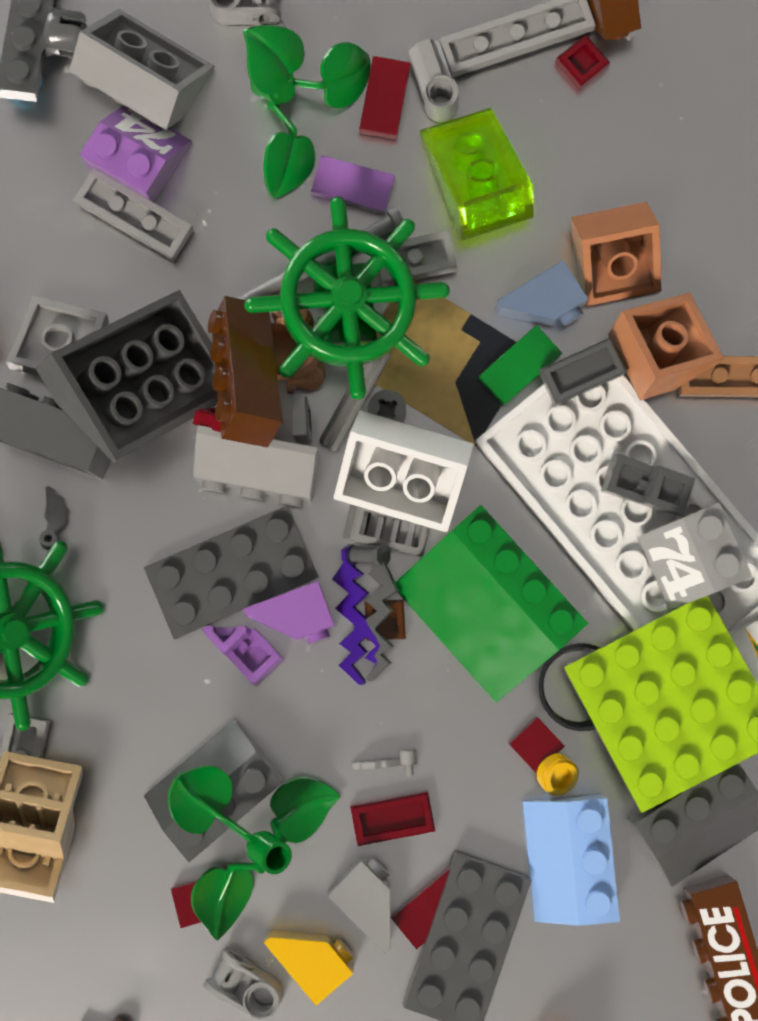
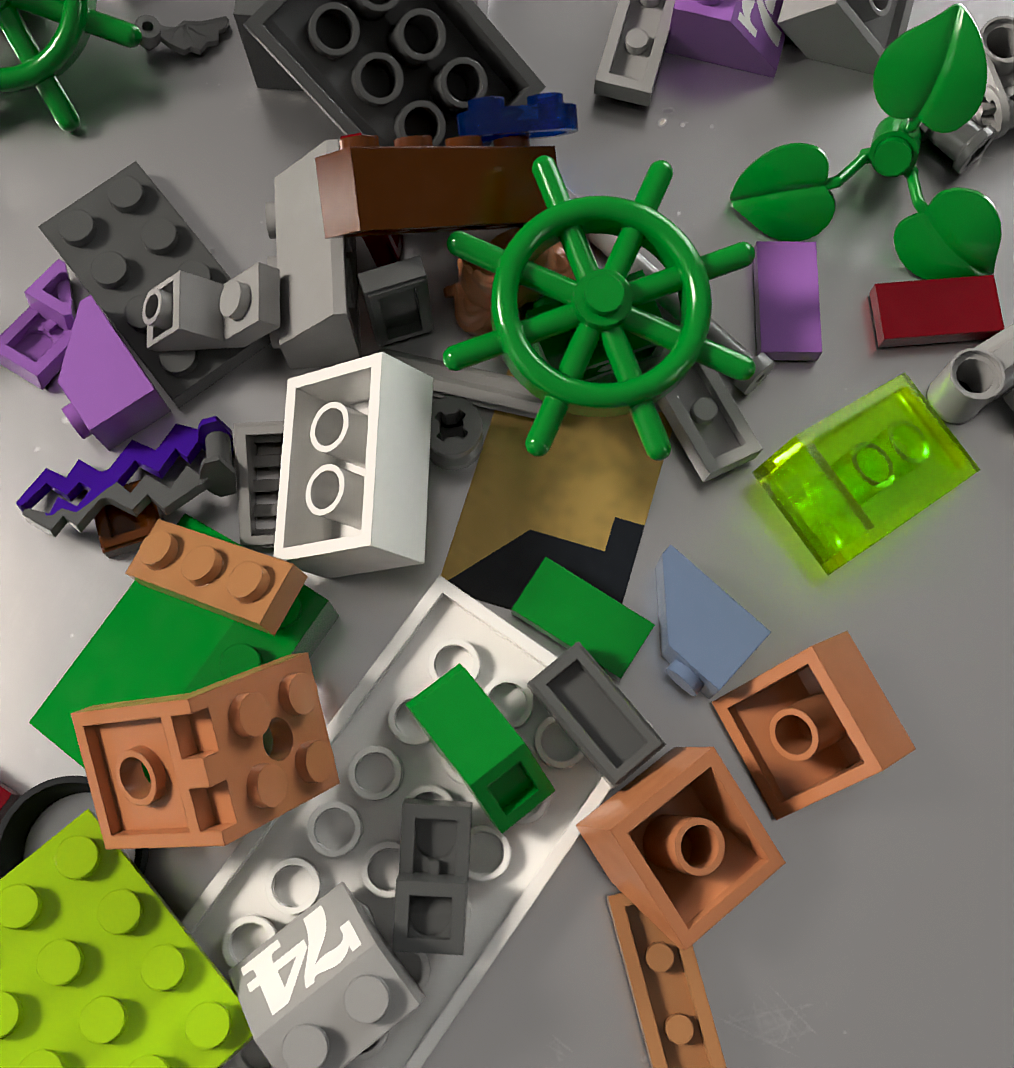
camera: 75 degrees right, 10 degrees down
(205, 323) = (541, 118): none -> clear blue plate
(274, 534) = (205, 314): none -> light grey slope
(447, 566) = (217, 575): none -> medium nougat plate
(567, 580) = (207, 758): none -> nougat bracket
(586, 439) = (481, 747): none -> green slope

